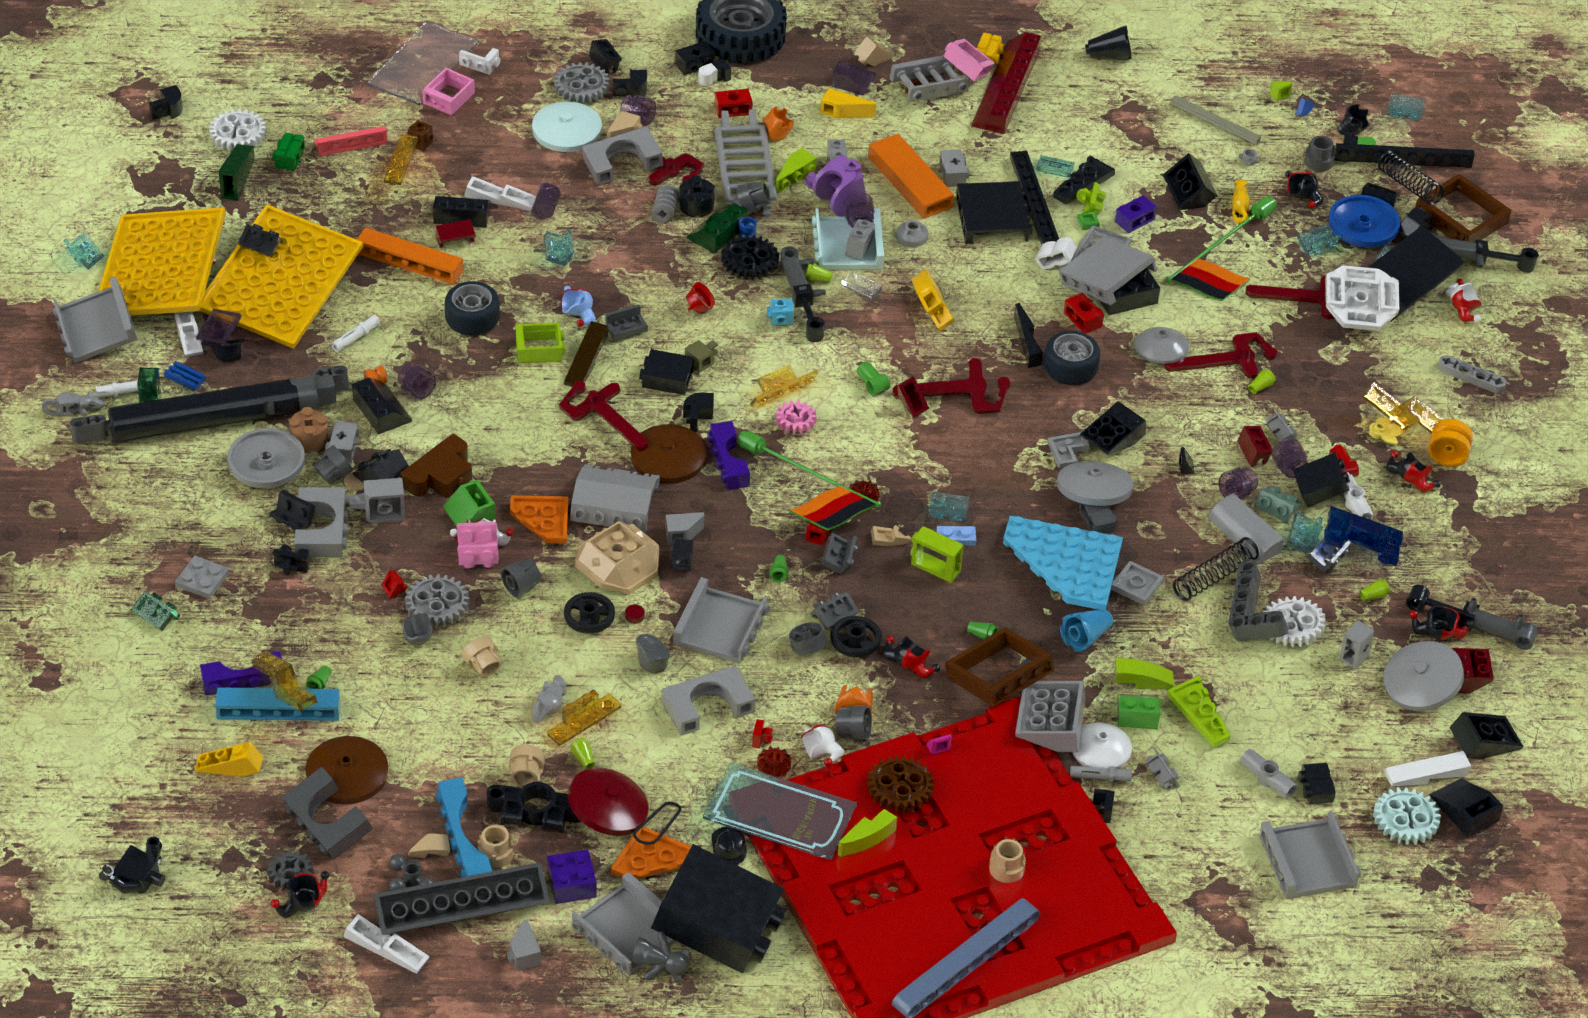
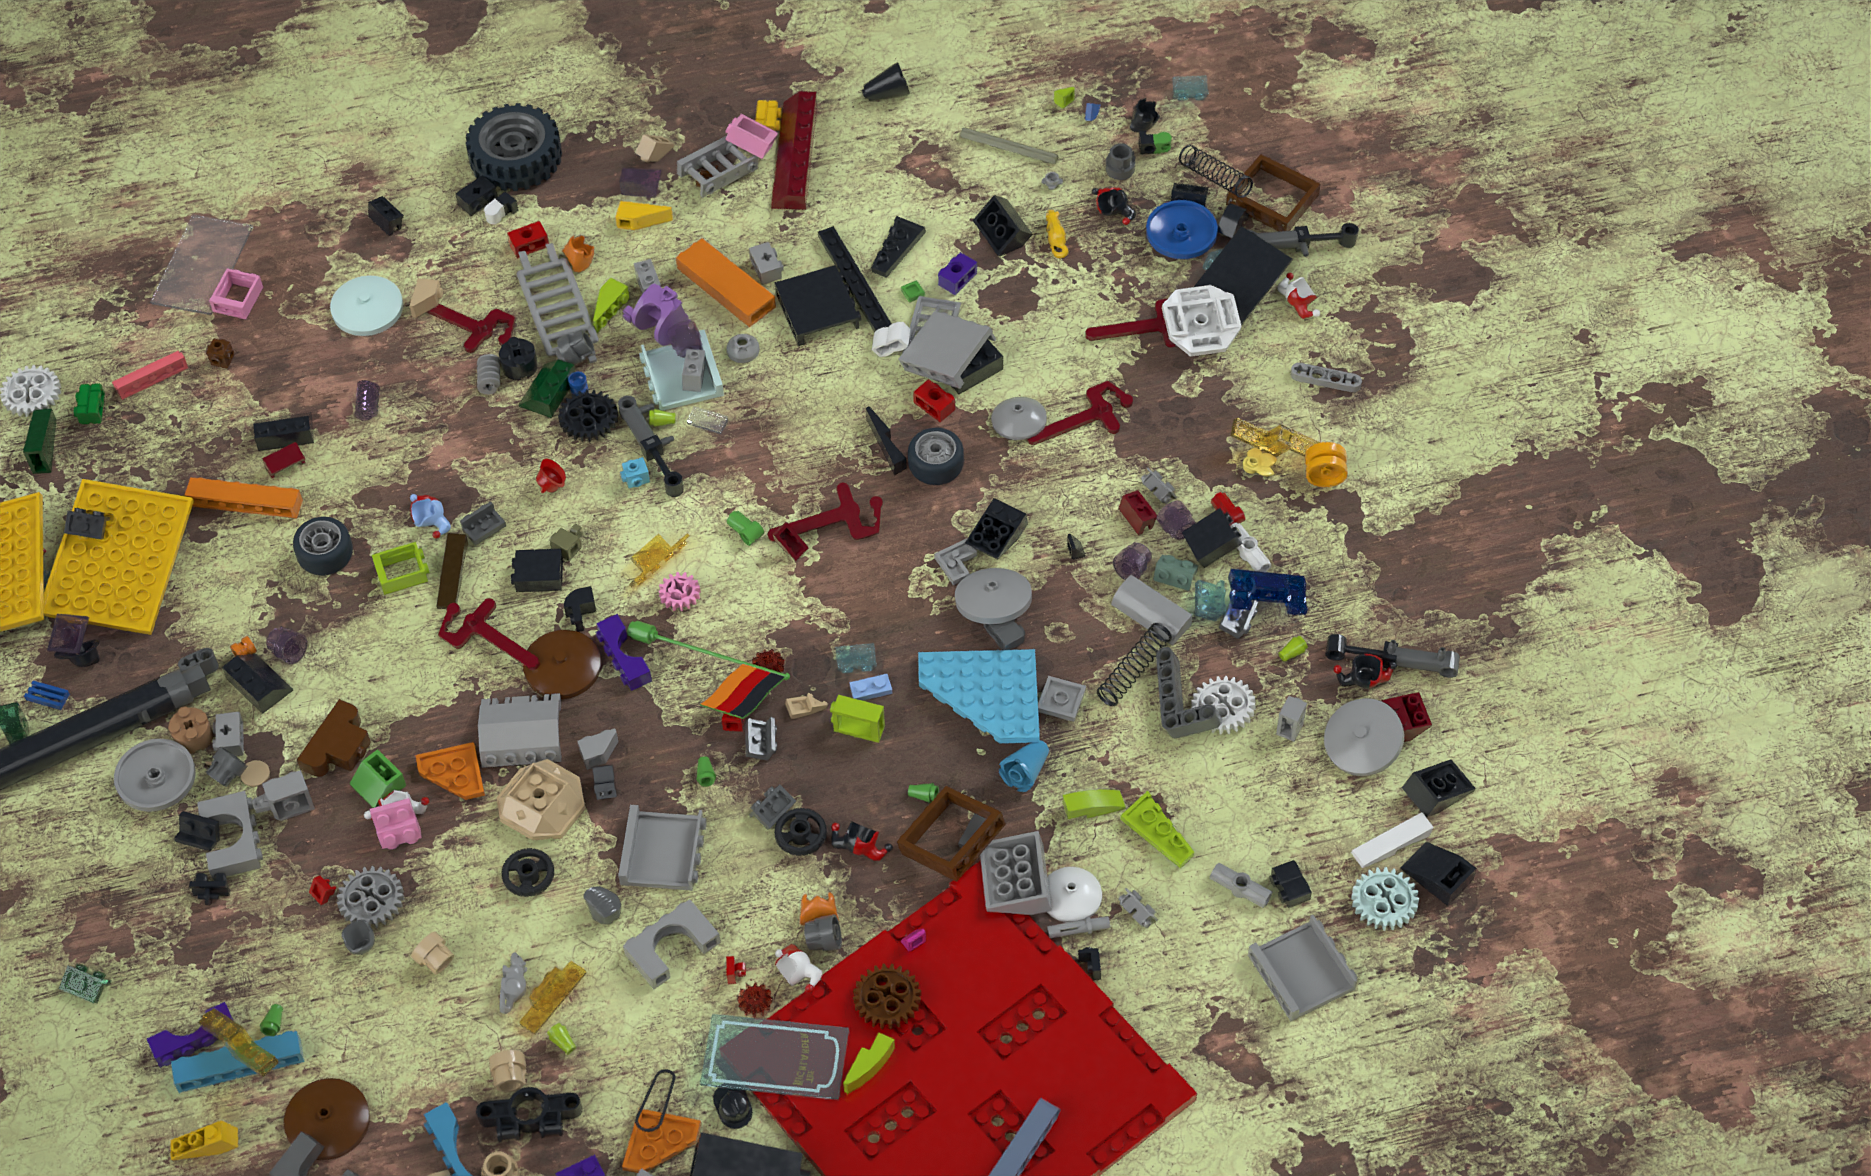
camera: 10 degrees left, 10 degrees up
(187, 332) = (38, 645): white slope -> none
(202, 577) = (122, 929): light grey plate -> none
(361, 329) = (215, 595): white pin -> none
(381, 466) = (276, 756): black slope -> none
(400, 160) = (207, 389): clear yellow bracket -> none
(480, 63) = (264, 253): white bracket -> none
(505, 196) = (316, 403): white slope -> none
(520, 577) = (448, 849): dark grey piece -> none
(558, 248) = (393, 451): clear light blue bracket -> none
(581, 82) = (369, 251): light grey gear -> none
(607, 801) = (600, 1091): dark red dish -> none
(634, 86) = (423, 244): black brick -> none
(634, 613) = (573, 860): dark red tile -> none
(637, 142) = (442, 309): light grey arch -> none
(641, 106) = (435, 269): piece -> none
(807, 638) = (756, 851): dark grey wheel -> none
(932, 299) = (781, 422): yellow slope -> none
(1007, 861) = (1012, 1069): tan piece -> none
(1055, 166) = (865, 236): clear light blue tile -> none
(1092, 199) = (908, 266): lime hips -> none
(1138, 711) = (1097, 844): bright green slope -> none
(1211, 278) = (1048, 328): flag -> none
(1262, 381) = (1127, 435): lime cone -> none
(1318, 239) = (1141, 260): clear light blue bracket -> none
(1411, 471) = (1295, 503): piece -> none
(1413, 155) = (1204, 142): black plate -> none

